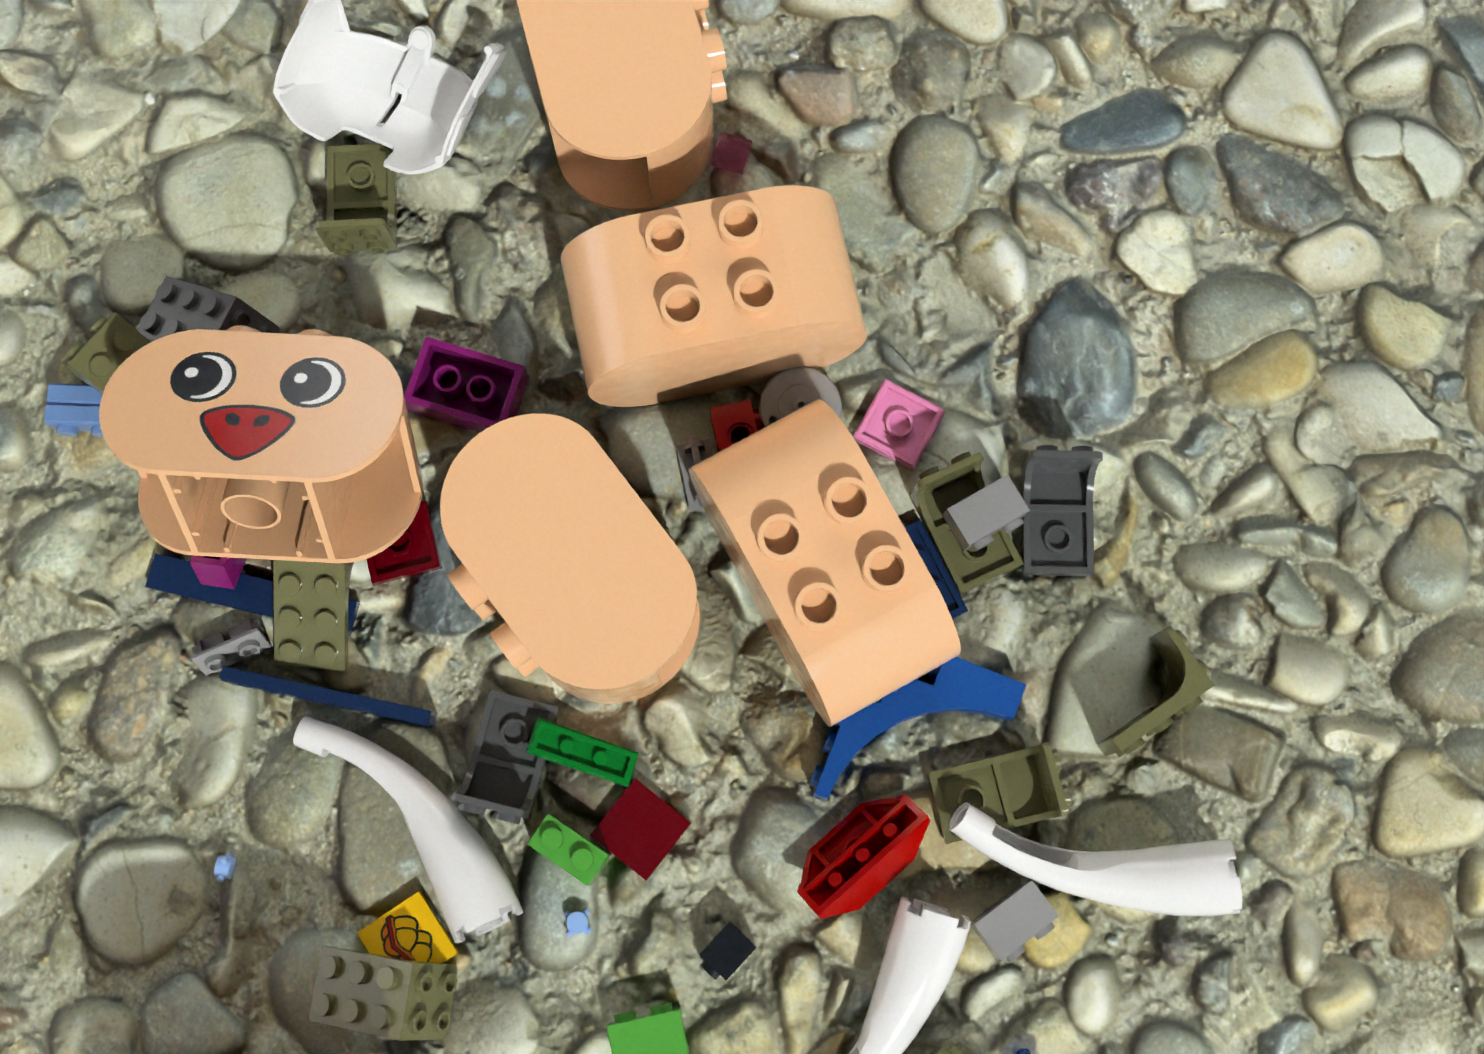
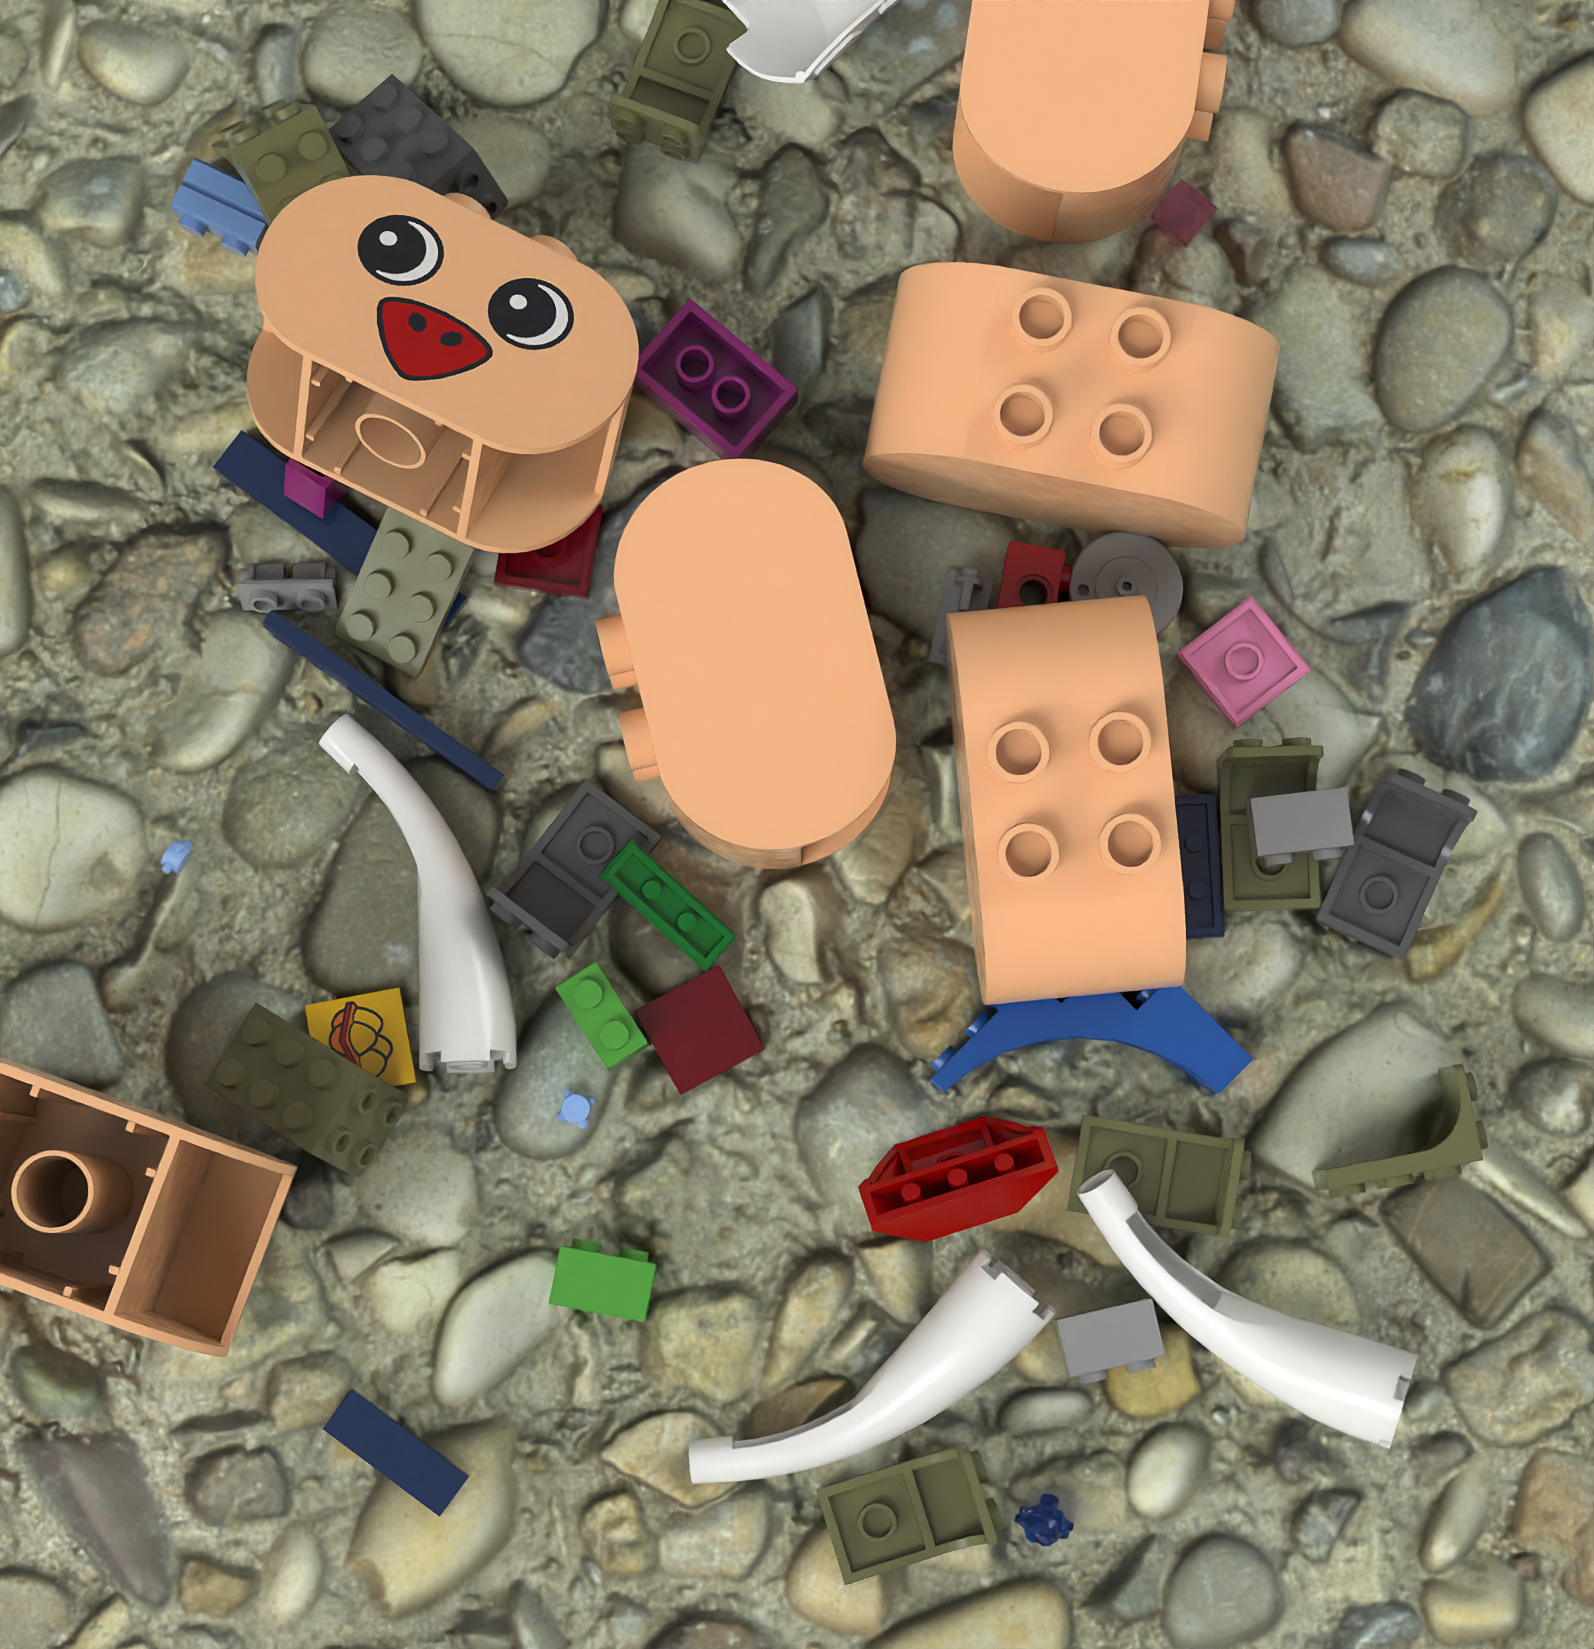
camera: 25 degrees right, 5 degrees up
(726, 952) = (741, 1222): black brick -> none

